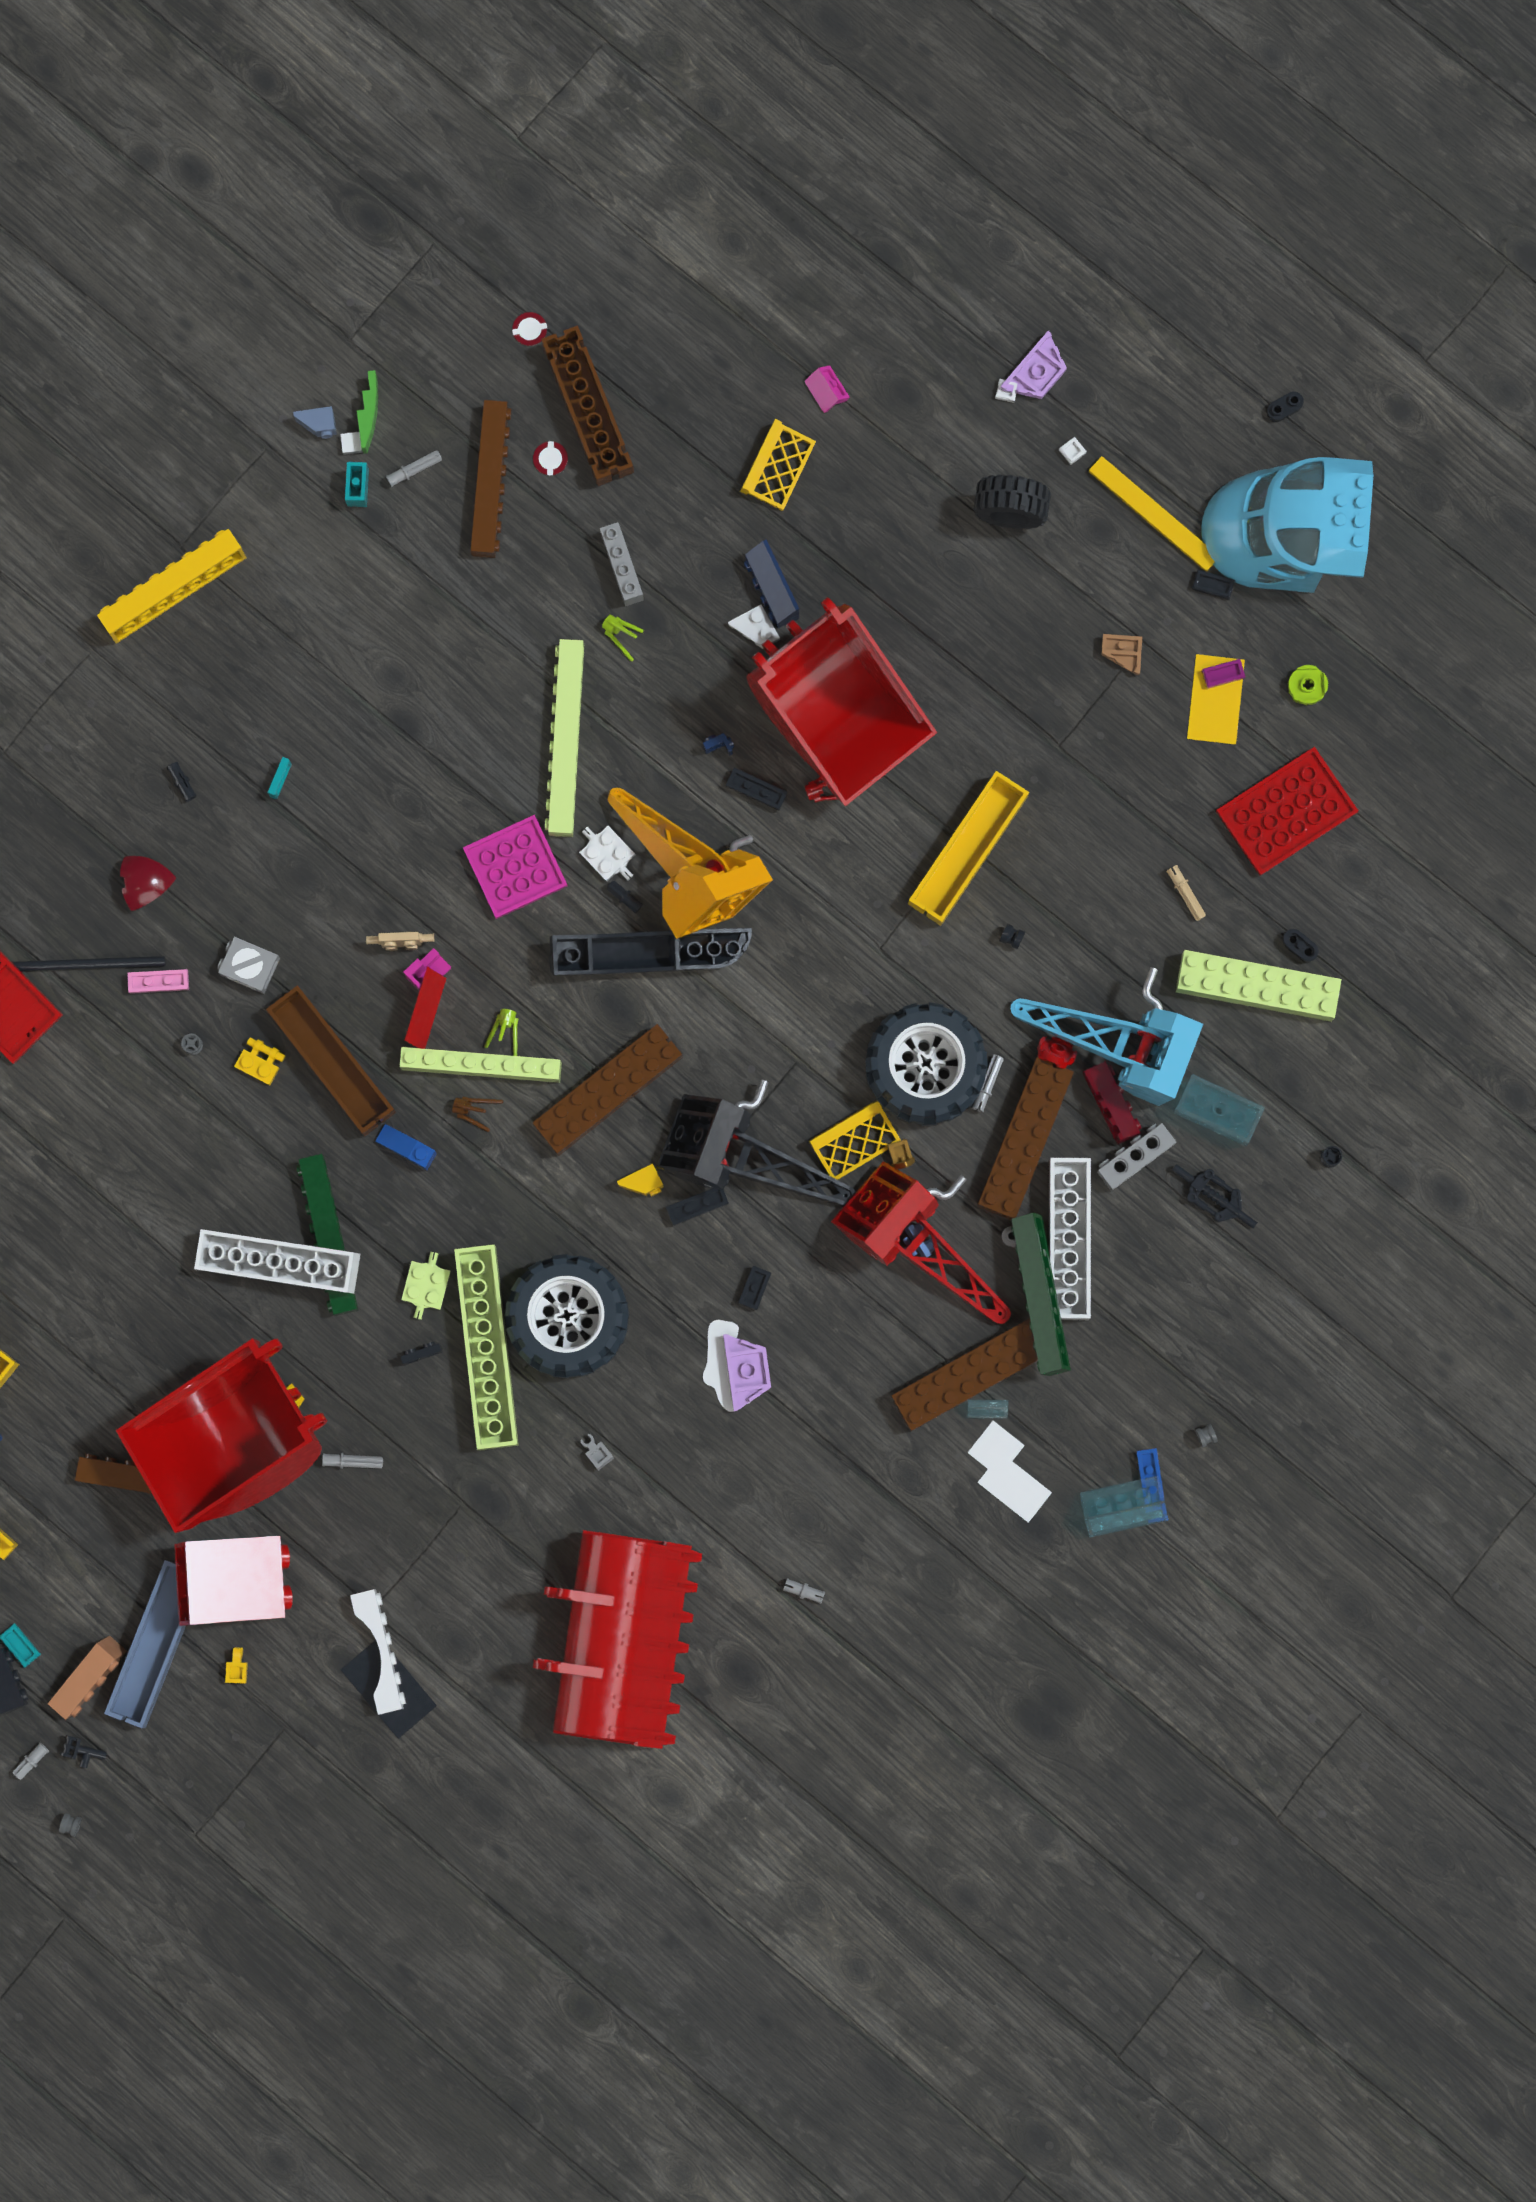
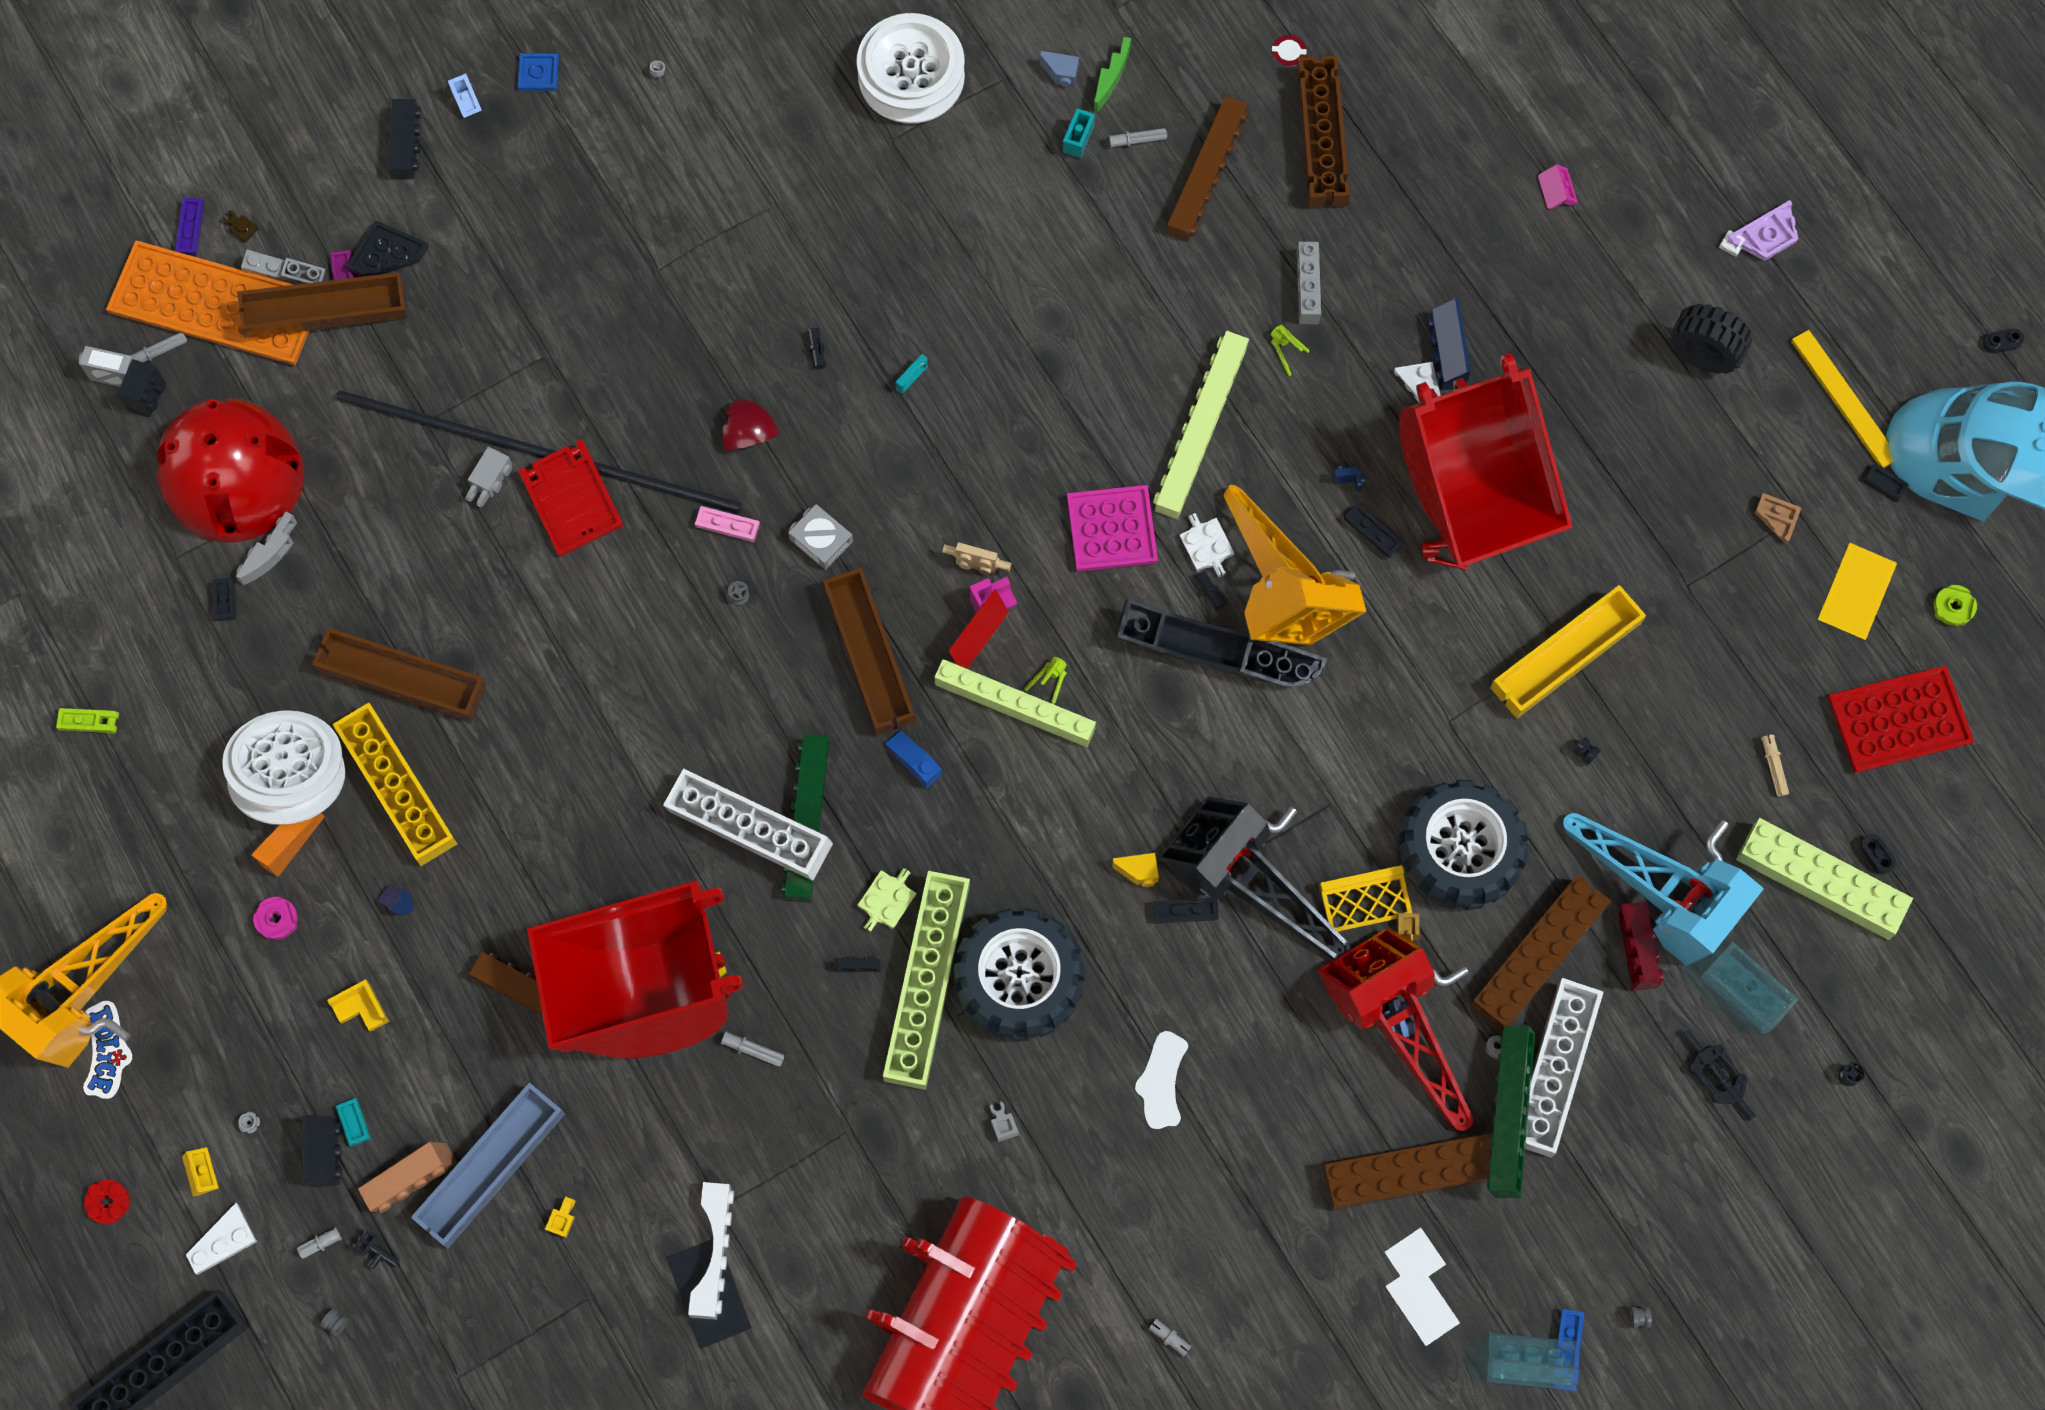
camera: 15 degrees right, 10 degrees down
(159, 441) = (906, 38): none -> white wheel
(171, 585) = (871, 168): yellow brick -> none
(232, 1580) = (589, 1124): brick -> none
(256, 1066) = (794, 636): yellow plate -> none
(351, 443) = (1085, 98): white tile -> none
(463, 1107) = (984, 738): reddish brown plant -> none
(550, 458) = (1270, 169): sticker -> none
(607, 1090) = (1133, 768): reddish brown piece -> none
(746, 1370) = (1182, 1092): lavender wing -> none
(755, 1288) = (1218, 1011): black plate -> none
(761, 462) = (1479, 227): yellow fence -> none
(987, 1409) = (1419, 1212): clear light blue tile -> none
(991, 1075) = (1514, 892): light grey axle -> none
(1056, 1051) = (1599, 876): red plate -> none
(1072, 450) = (1781, 317): white tile -> none
(1113, 1178) = (1619, 1022): light grey brick -> none
(1223, 673) = (1872, 568): magenta tile -> none

